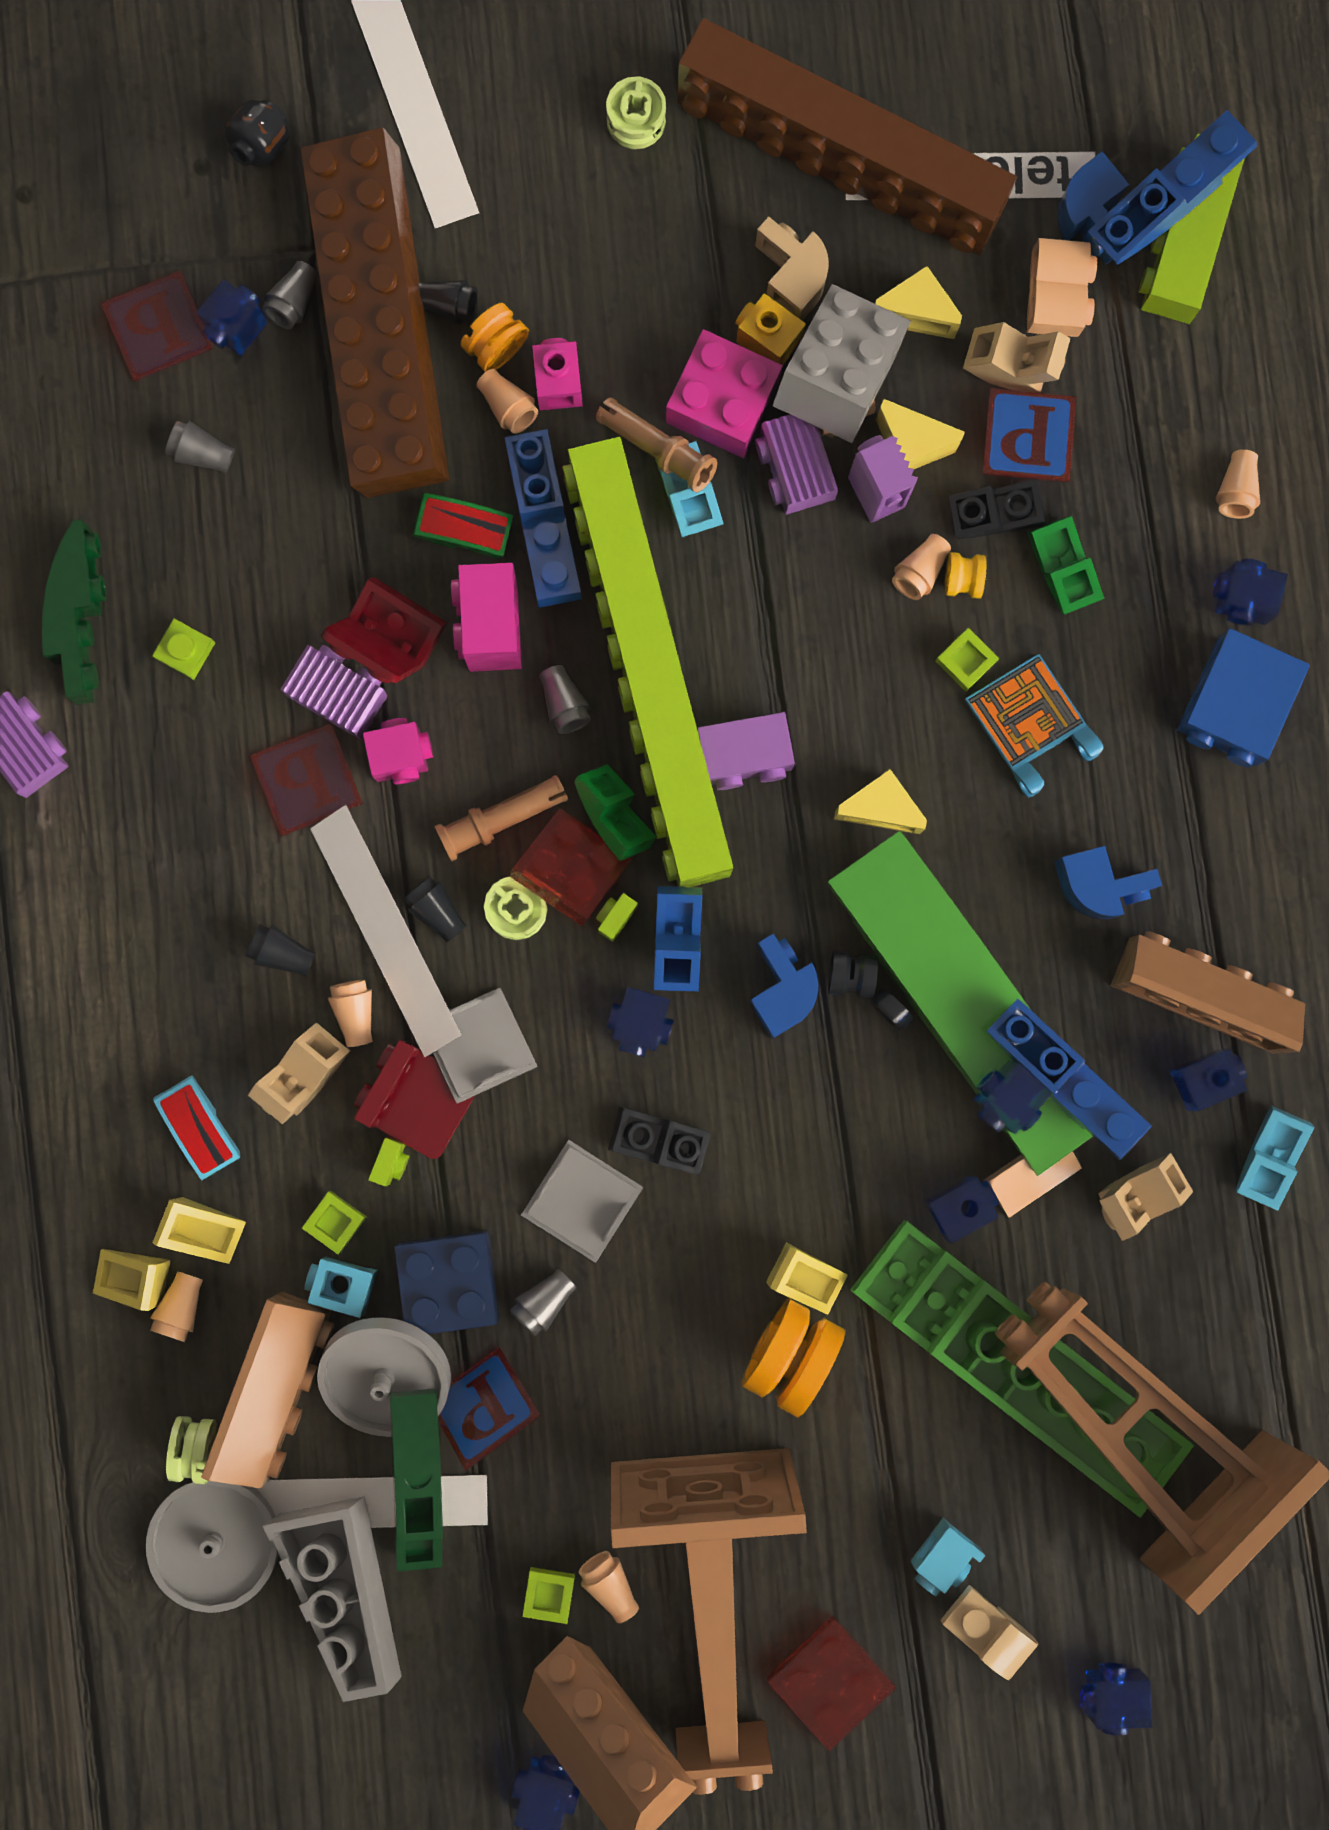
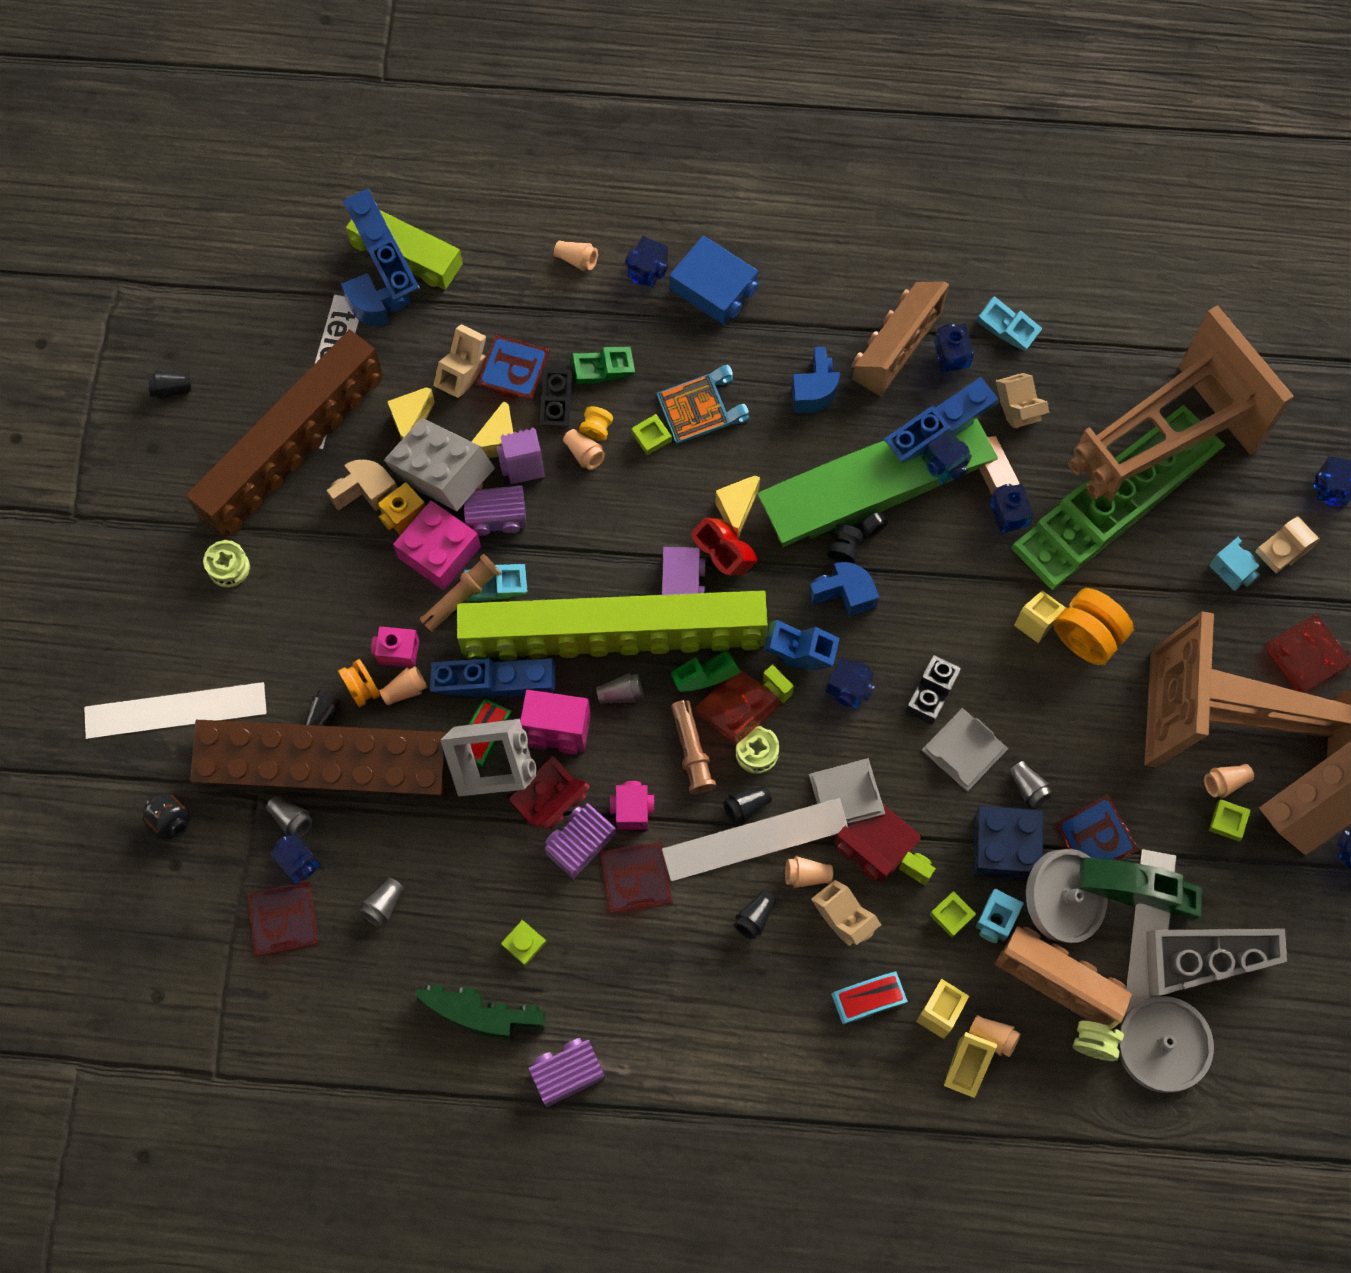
camera: 70 degrees left, 15 degrees down
(413, 498) = (463, 764): none -> light grey window
(809, 796) = (722, 543): none -> red brick
(1060, 287) = (420, 330): light nougat brick -> none

